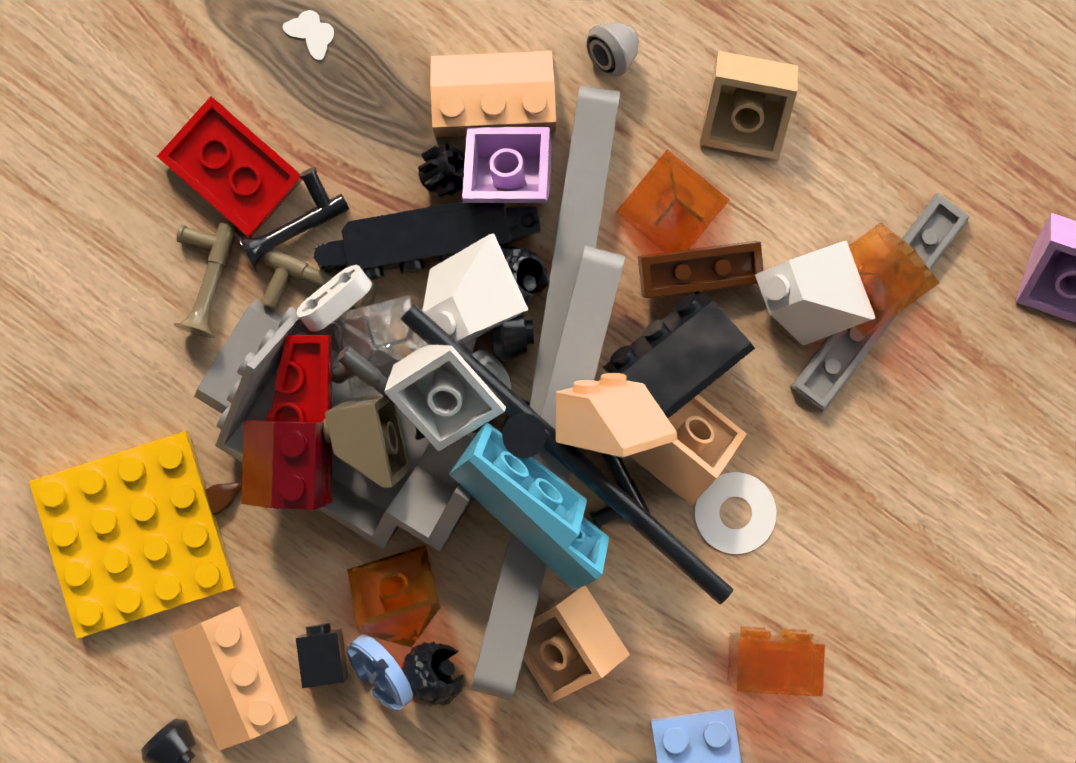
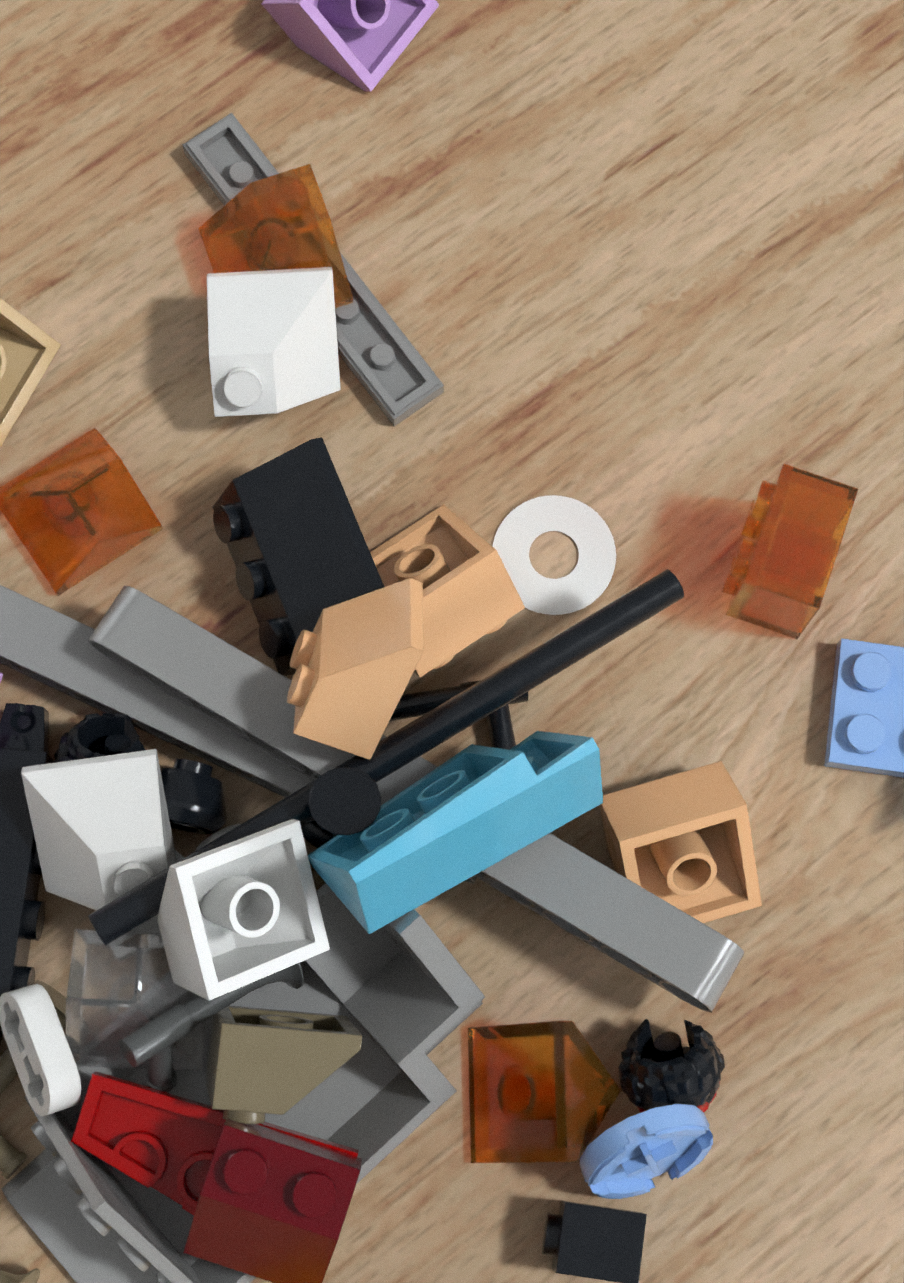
camera: 75 degrees left, 10 degrees down
(700, 269) = (181, 495): reddish brown plate -> none

